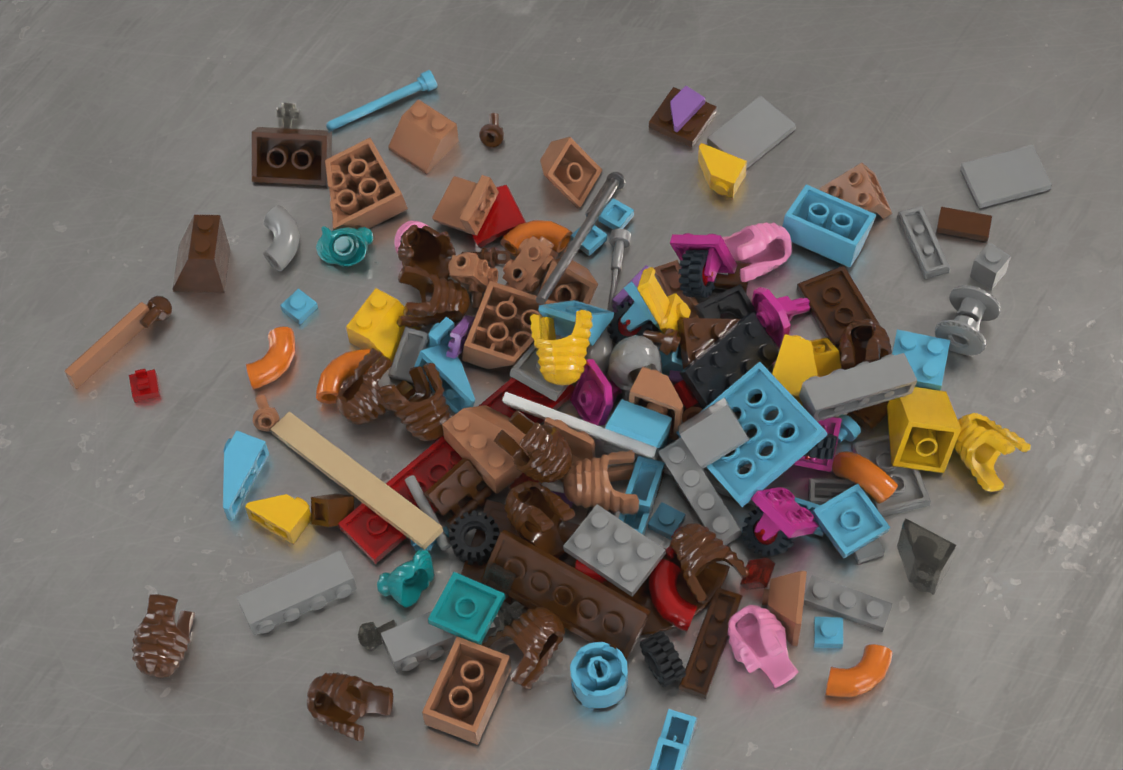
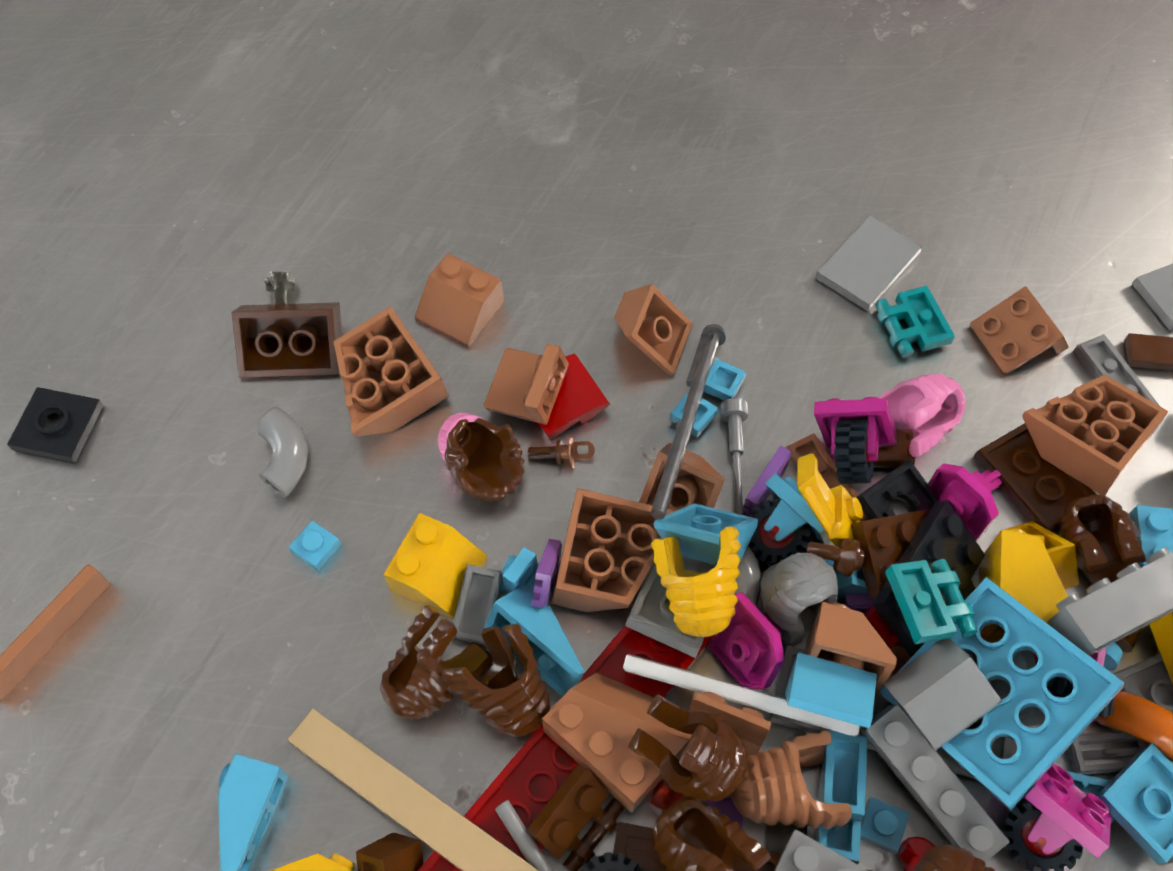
camera: 10 degrees left, 0 degrees up
(120, 217) = (65, 440): none -> black piece
(144, 385) = (99, 687): red tile -> none
(160, 310) = (116, 570): reddish brown plate -> none
(202, 256) = (176, 488): reddish brown slope -> none
(265, 416) = (279, 720): nougat plate -> none
(277, 359) = (288, 630): orange cylinder -> none
(337, 374) = (379, 642): orange cylinder -> none
(344, 245) = (369, 454): teal hair -> none
(424, 82) = (452, 232): medium azure piece -> none
(438, 296) = (509, 520): reddish brown hair -> none
(472, 274) = (551, 481): nougat brick -> none
(491, 133) = (545, 289): reddish brown plate -> none
(532, 262) = (630, 452): nougat brick -> none
(551, 231) = (623, 415): orange cylinder -> none
(684, 106) = (784, 235): medium lavender tile -> none
(691, 131) = (779, 249): reddish brown plate -> none
(708, 371) = (923, 604): none -> teal plate
(722, 170) = (843, 310): yellow slope -> none
(782, 181) = (923, 317): none -> teal plate
(828, 225) = (1002, 369): medium azure slope -> none
(885, 275) = (1094, 431): none -> nougat wedge

